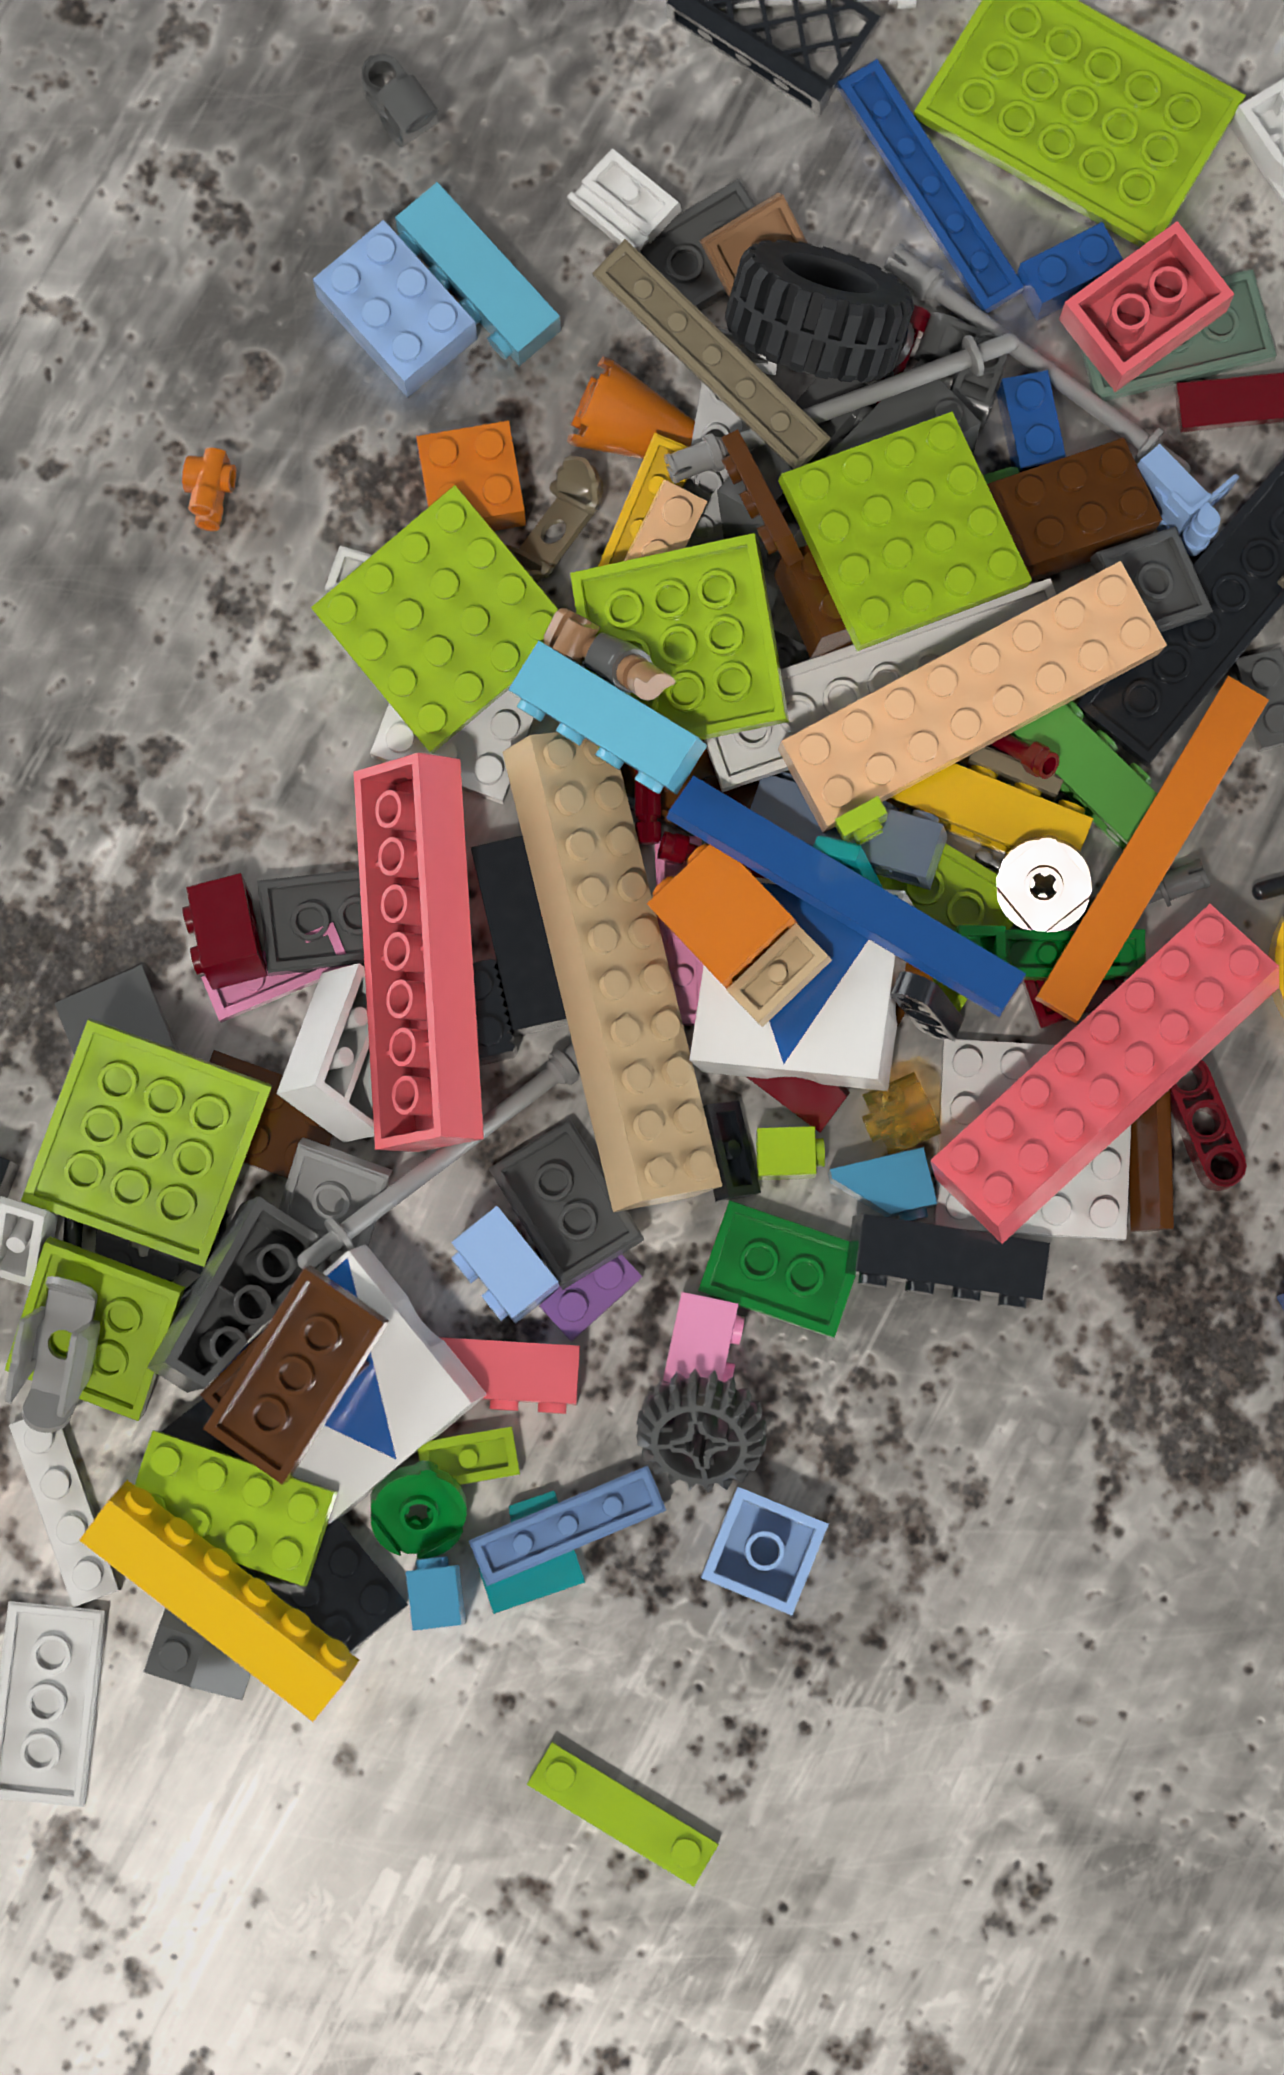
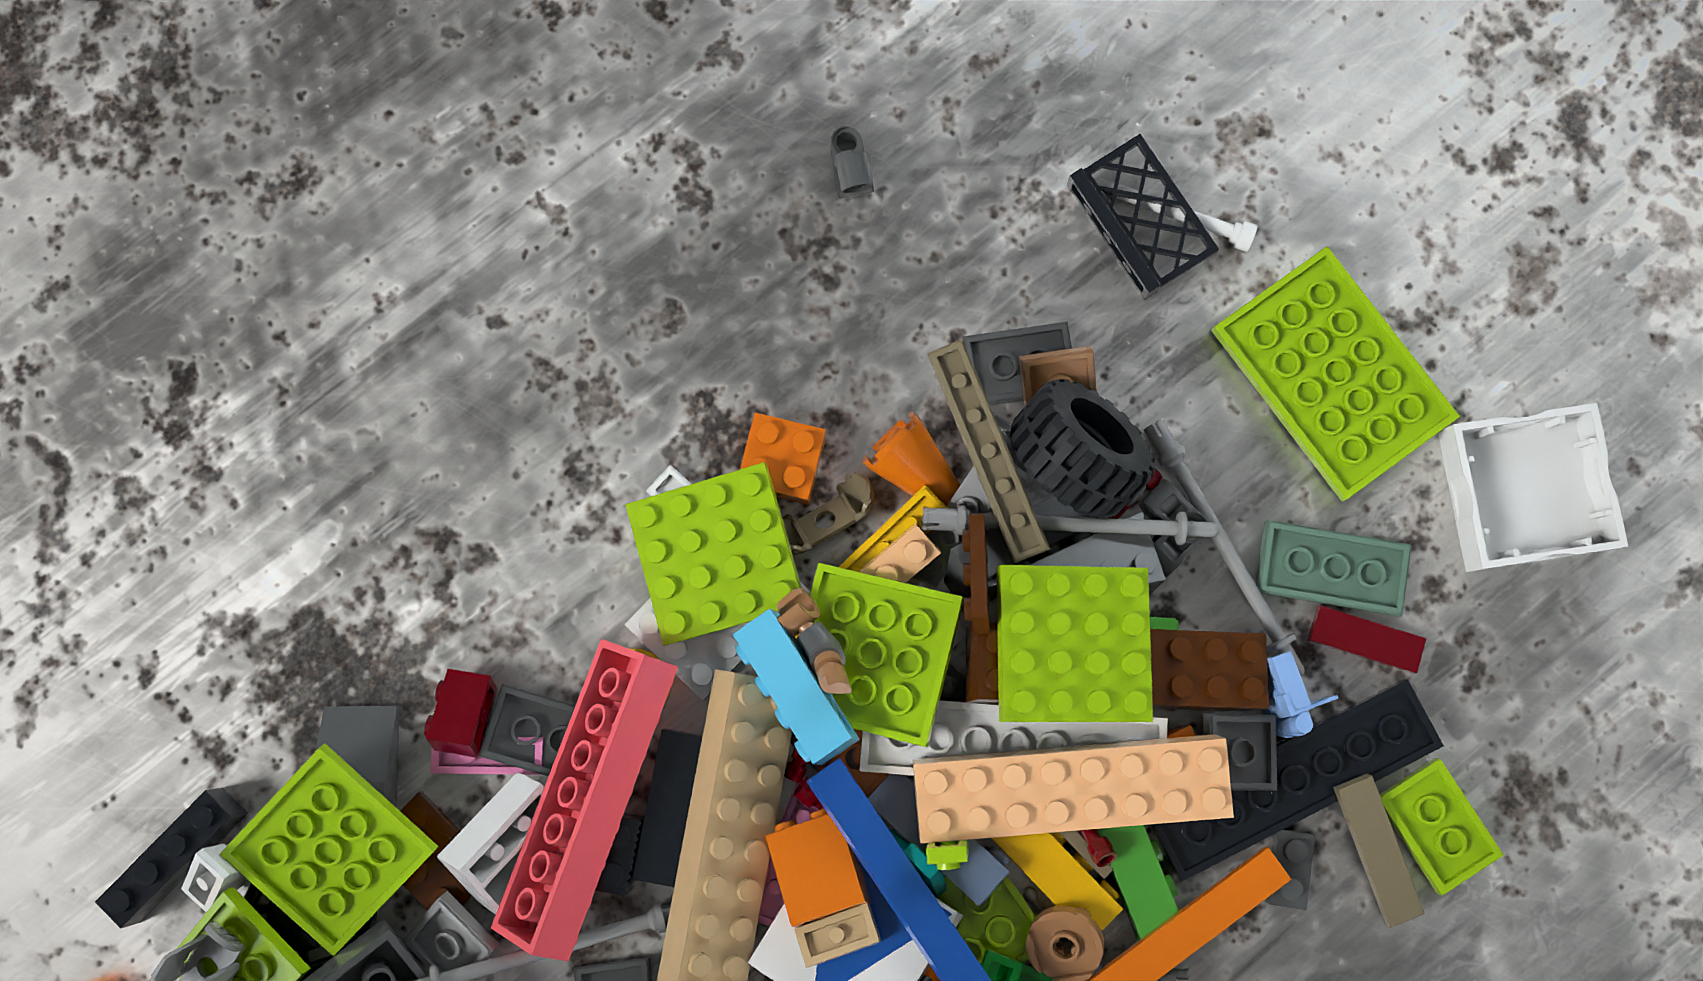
camera: 25 degrees right, 0 degrees up
(207, 481) = (597, 379): orange plate -> none
(395, 308) = (783, 312): light blue brick -> none
(478, 275) = (851, 311): medium azure brick -> none
(624, 202) = (978, 305): white plate -> none
(930, 187) = (1202, 386): blue plate -> none
(1030, 420) = (1201, 592): blue brick -> none
(1066, 269) = (1277, 490): blue brick -> none
(1146, 306) = (1324, 543): coral brick -> none

